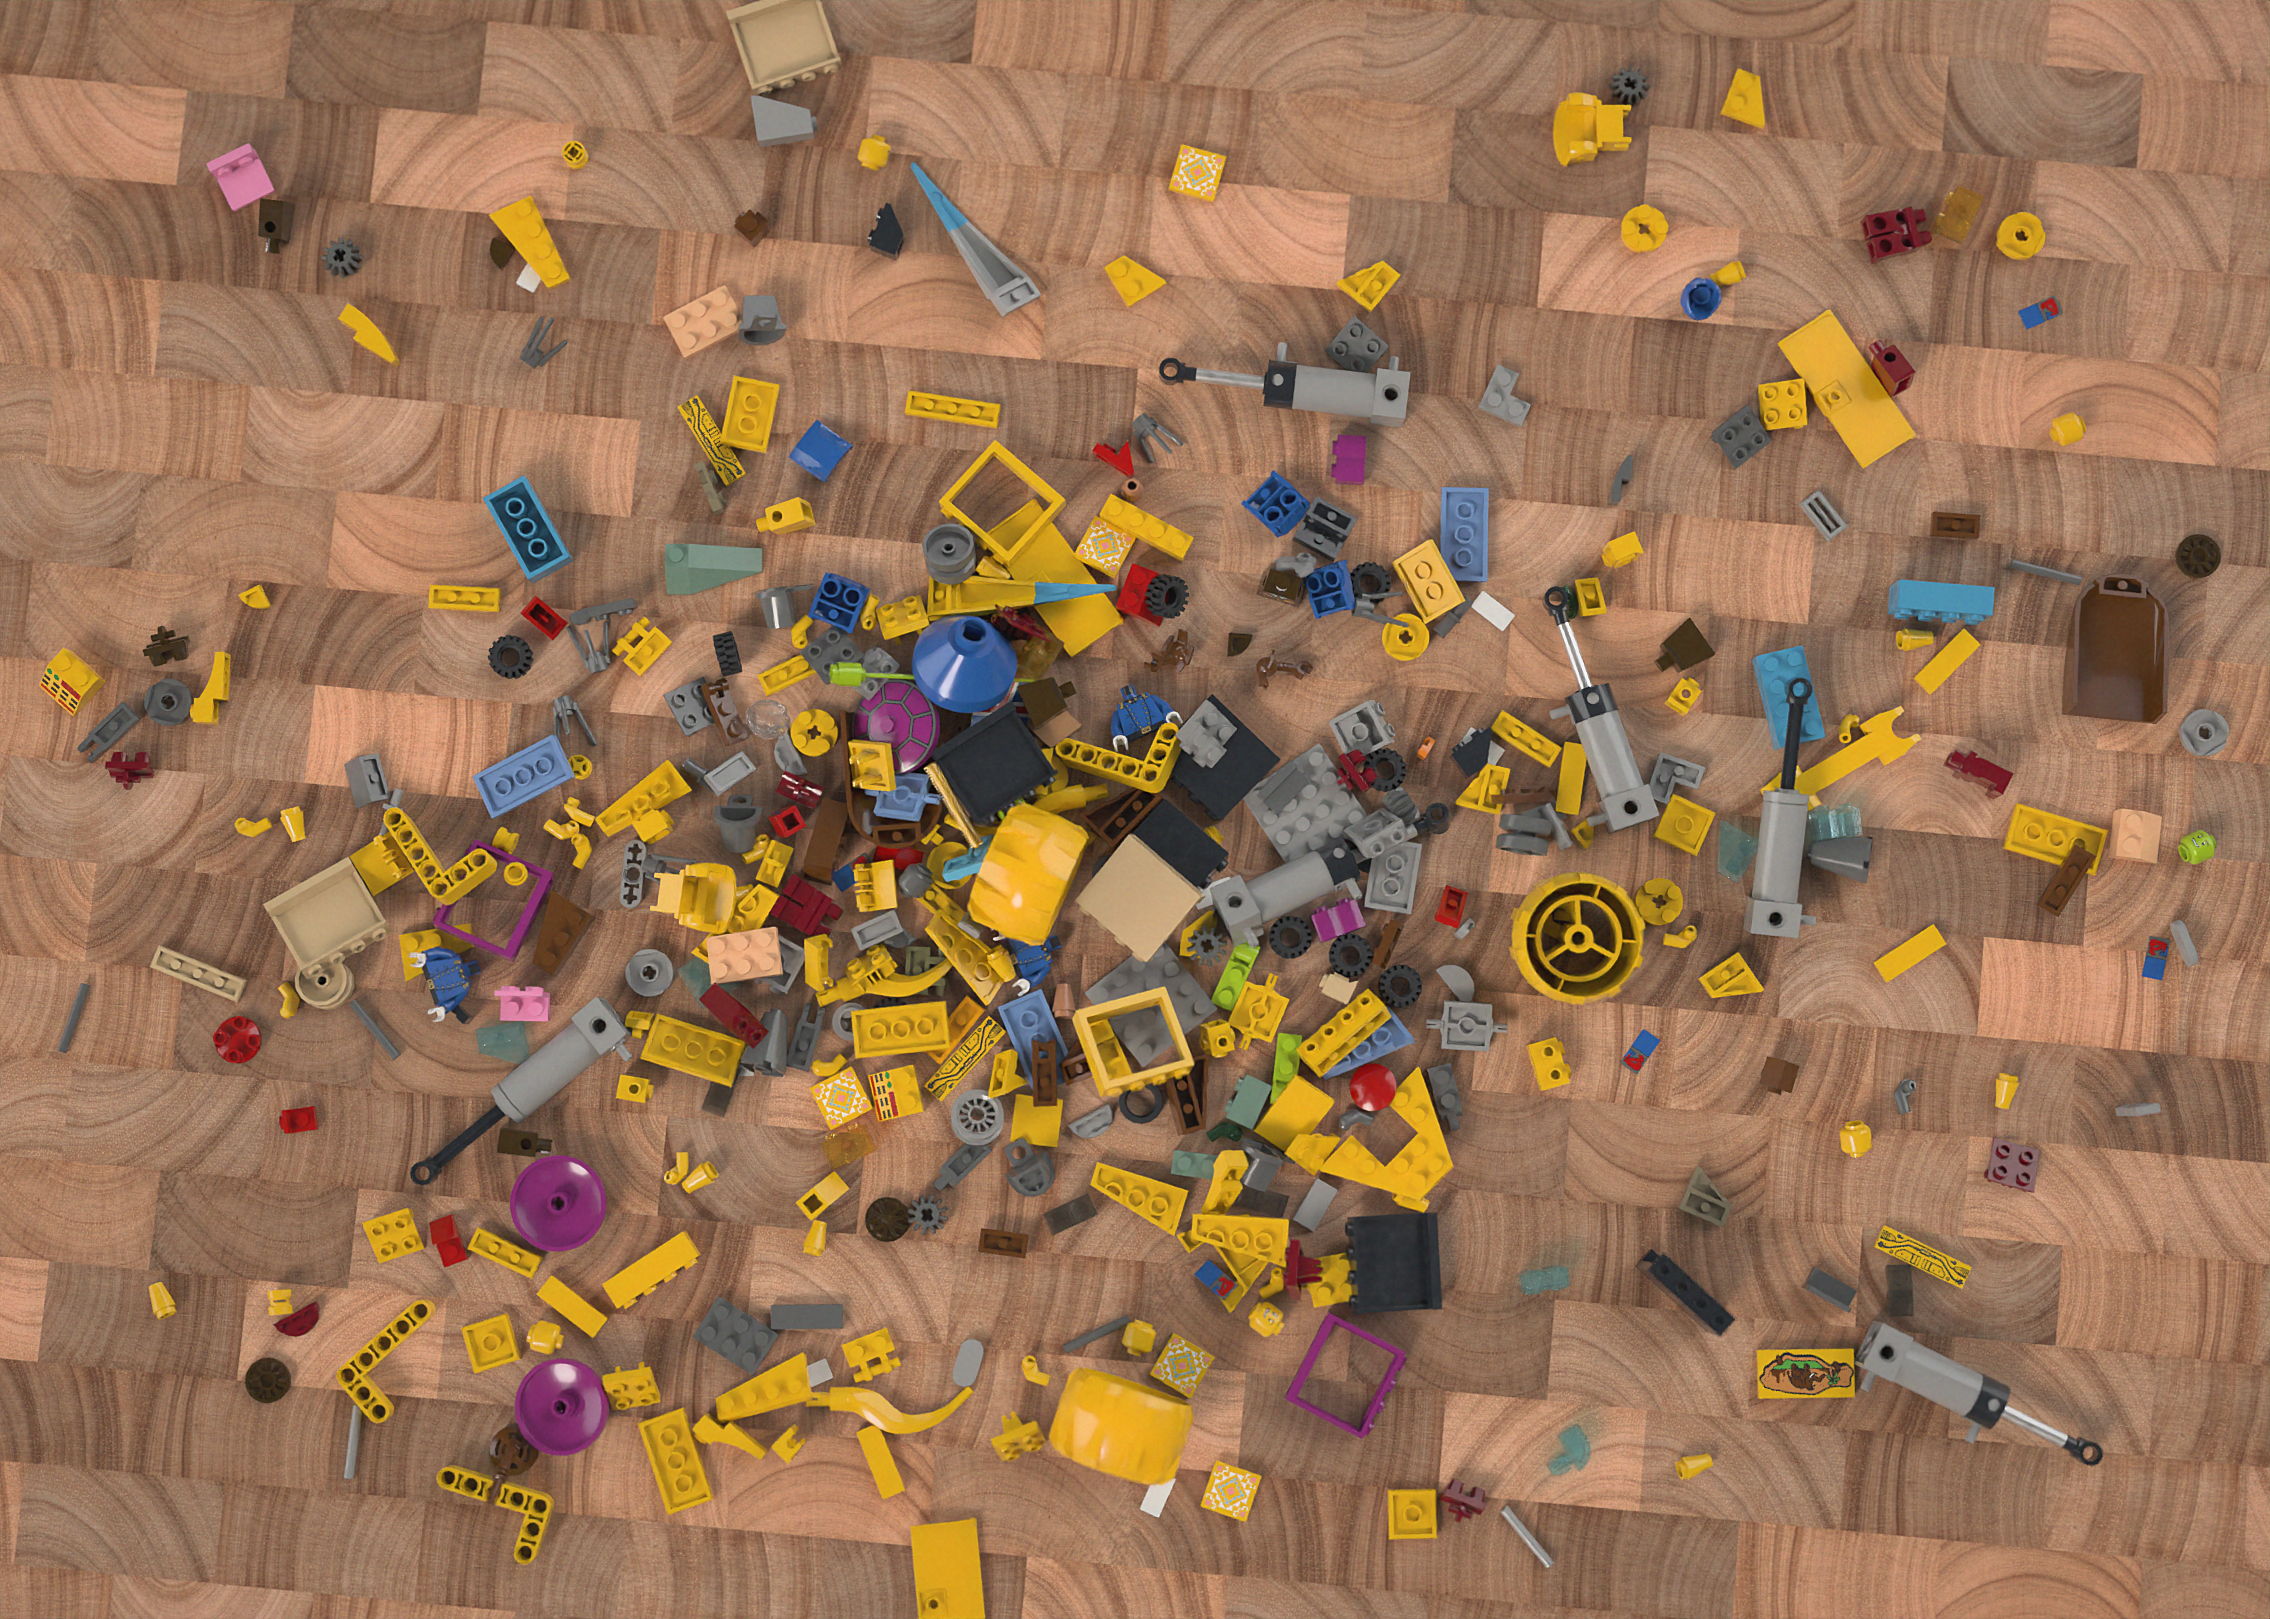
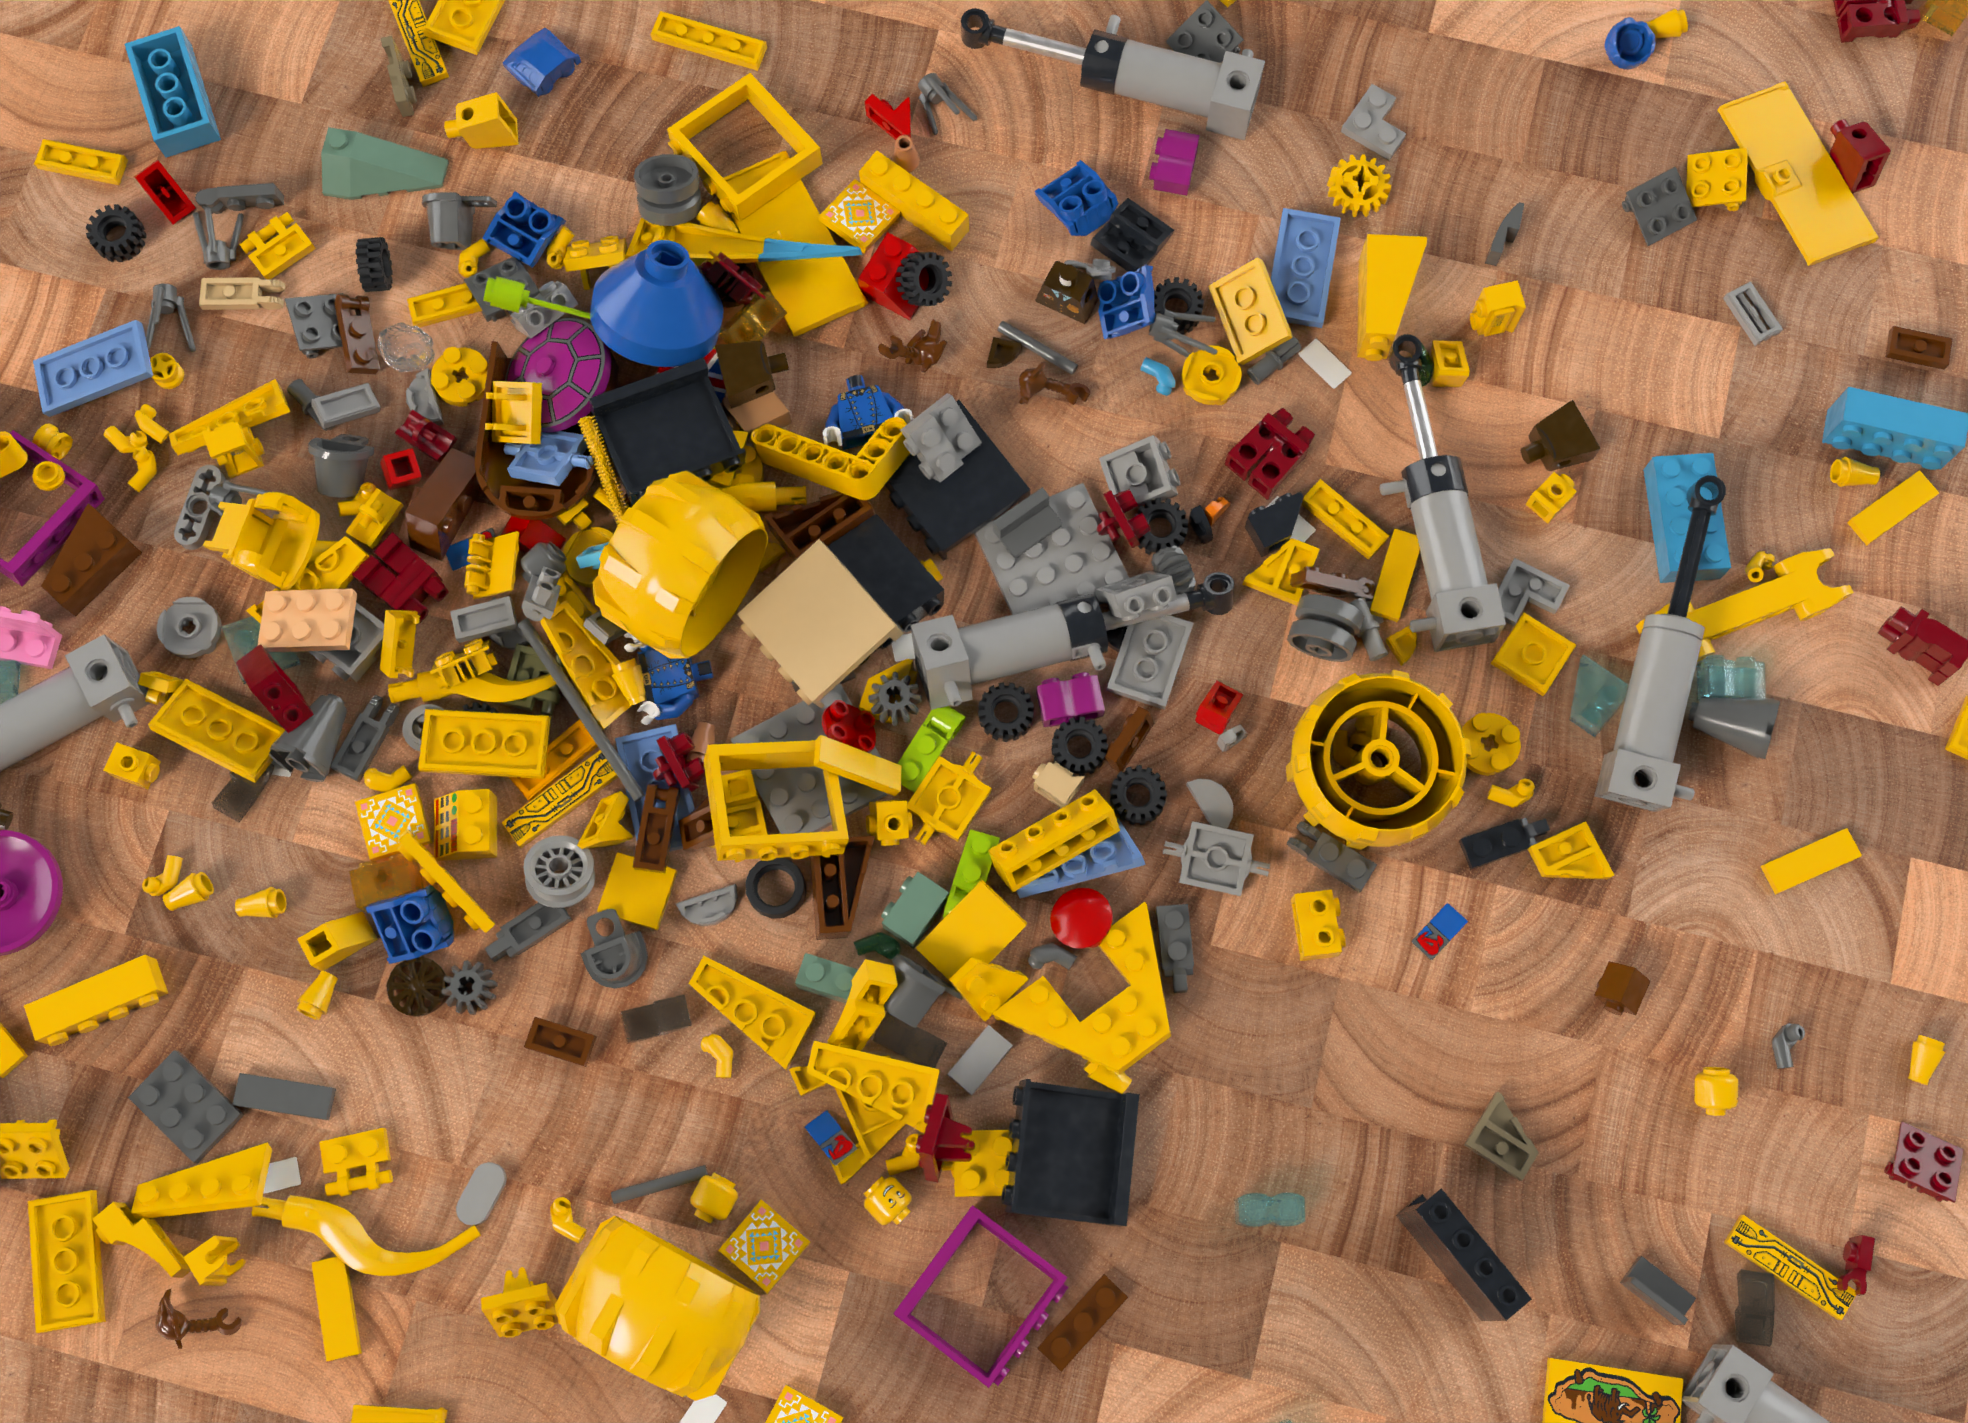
camera: 10 degrees right, 10 degrees down
(621, 692) = (240, 293): none -> tan hinge
(758, 1177) = (264, 903): none -> yellow cone
(770, 1494) = (174, 1325): none -> reddish brown piece
(876, 1175) = (413, 924): none -> blue slope
(886, 1135) = (433, 873): none -> yellow wing
(923, 909) = (541, 595): none -> light grey hips
(968, 991) = (581, 710): none -> dark grey piece
(1059, 1028) = (686, 773): none -> dark red hips
(1123, 1230) = (721, 1052): none -> yellow arm
(1175, 973) = (849, 725): none -> red dish
(1188, 1003) = (857, 765): none -> yellow tile
(1265, 635) = (1037, 347): none -> dark grey bar
(1367, 643) = (1162, 374): none -> dark azure arm
(1415, 763) = (1200, 524): none -> black tile
(1420, 1381) = (1082, 1322): none -> reddish brown plate
(1466, 689) = (1269, 452): none -> dark red hips
(1489, 457) = (1372, 182): none -> yellow gear
(1532, 545) = (1384, 285): none -> yellow slope
(1559, 1012) = (1334, 857): none -> dark grey hinge
(1677, 976) = (1501, 841): none -> black hinge
(1969, 1242) = (1858, 1258): none -> dark red plate

